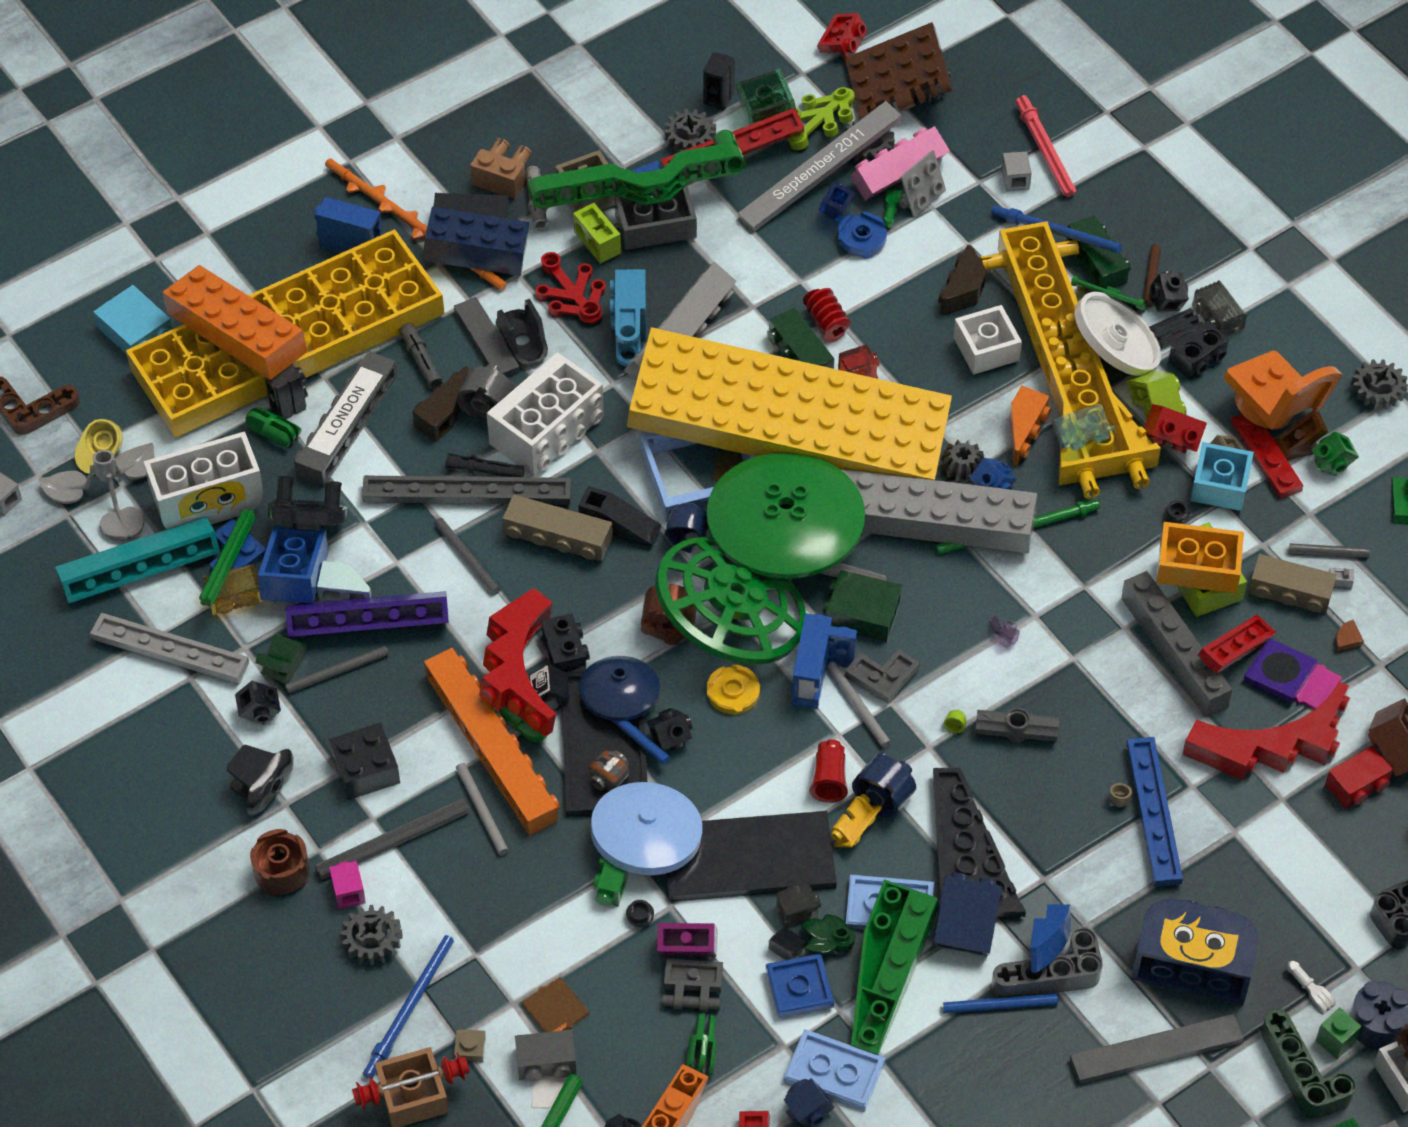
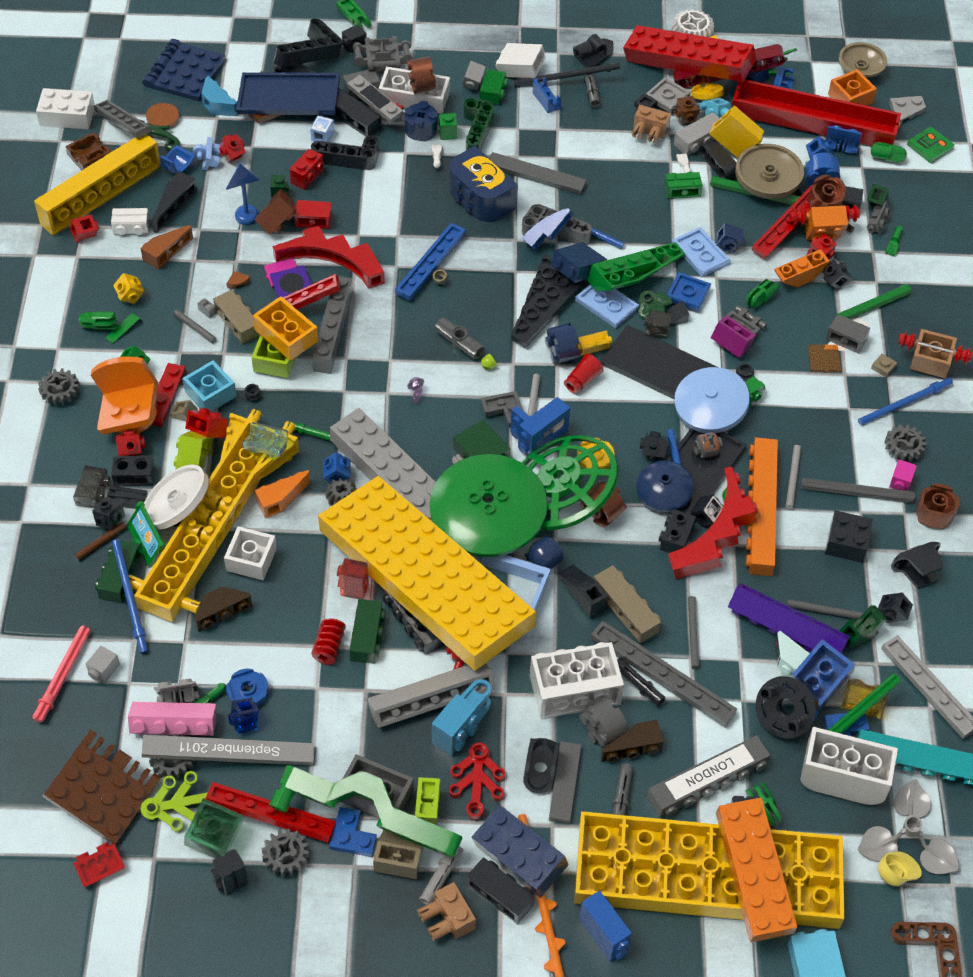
camera: 145 degrees left, 0 degrees up
(1226, 360) = (130, 436): none -> red brick

